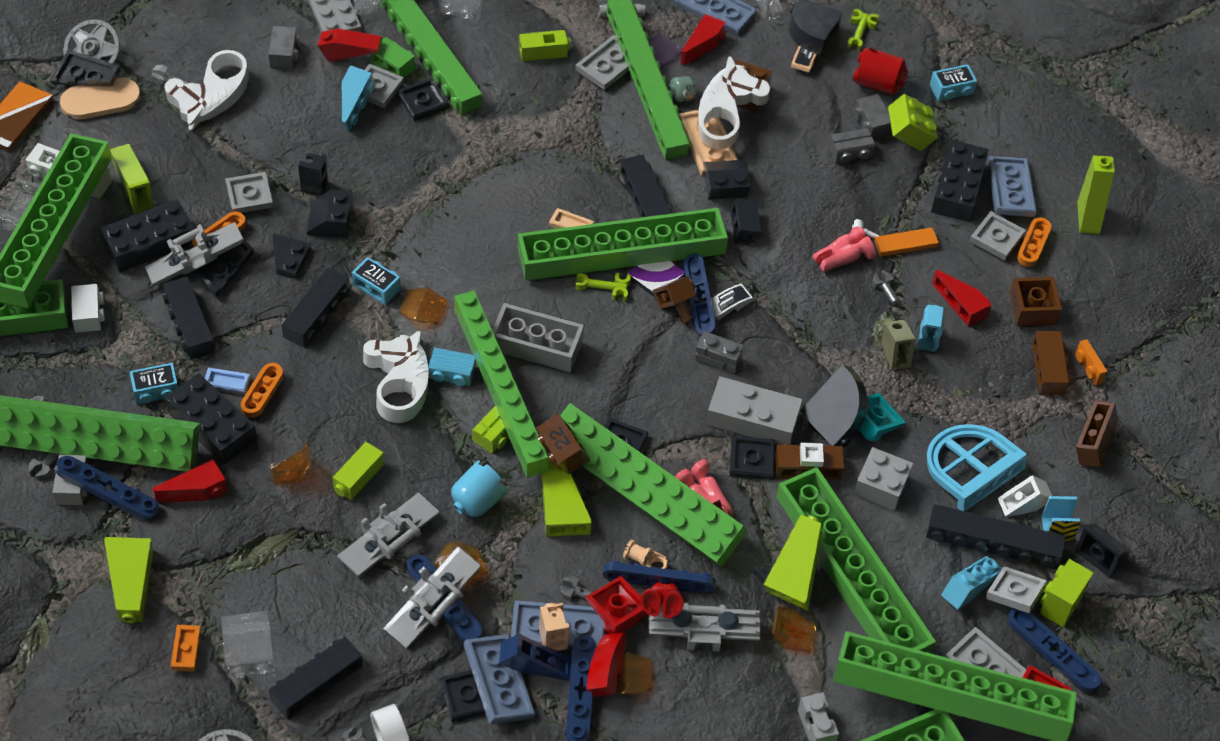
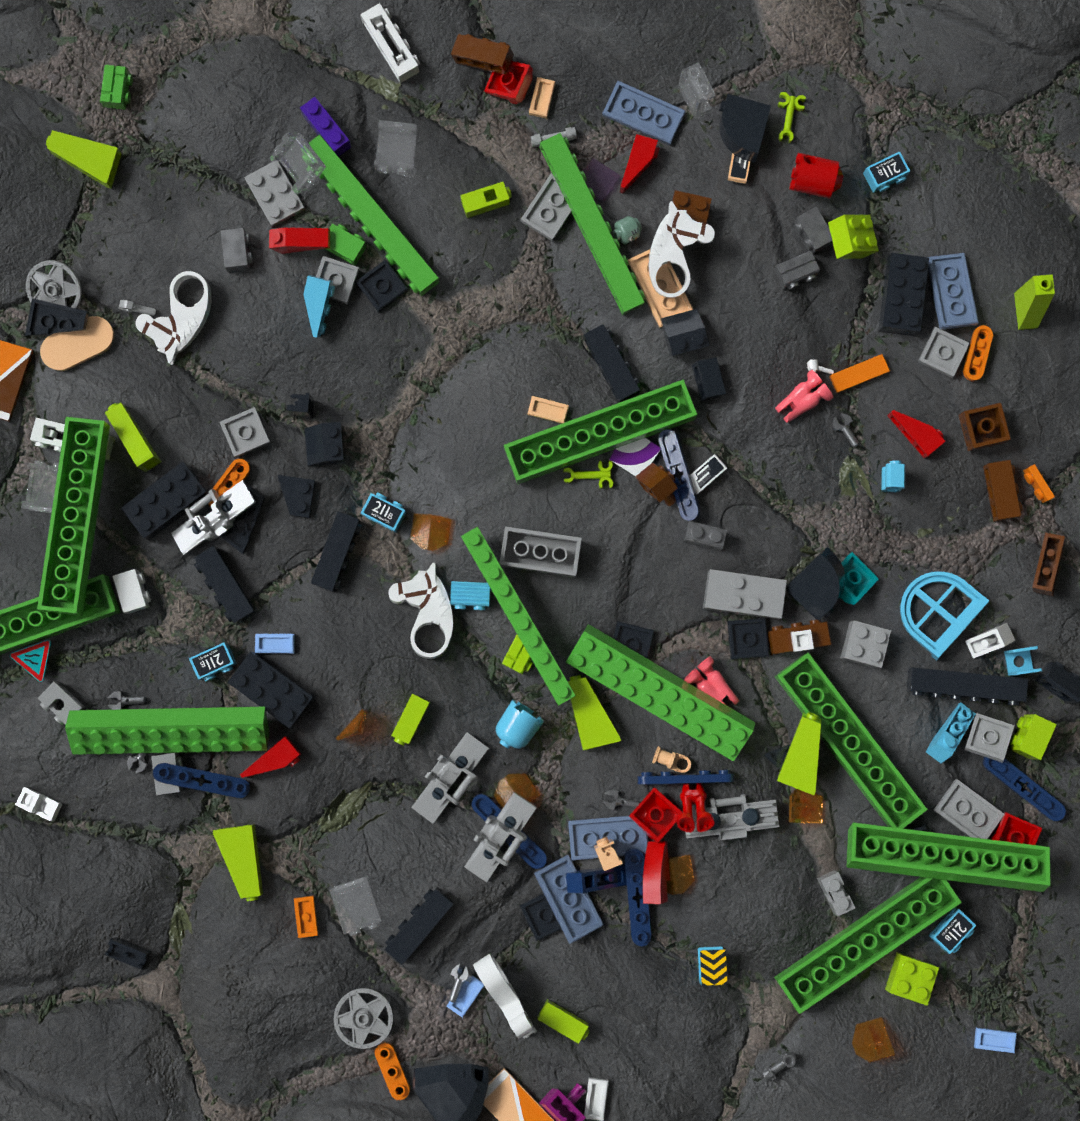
camera: 10 degrees left, 30 degrees up
(265, 383) = (302, 656): orange plate -> none
(562, 443) = (586, 680): reddish brown brick -> none
(898, 344) = (863, 496): olive torso -> none

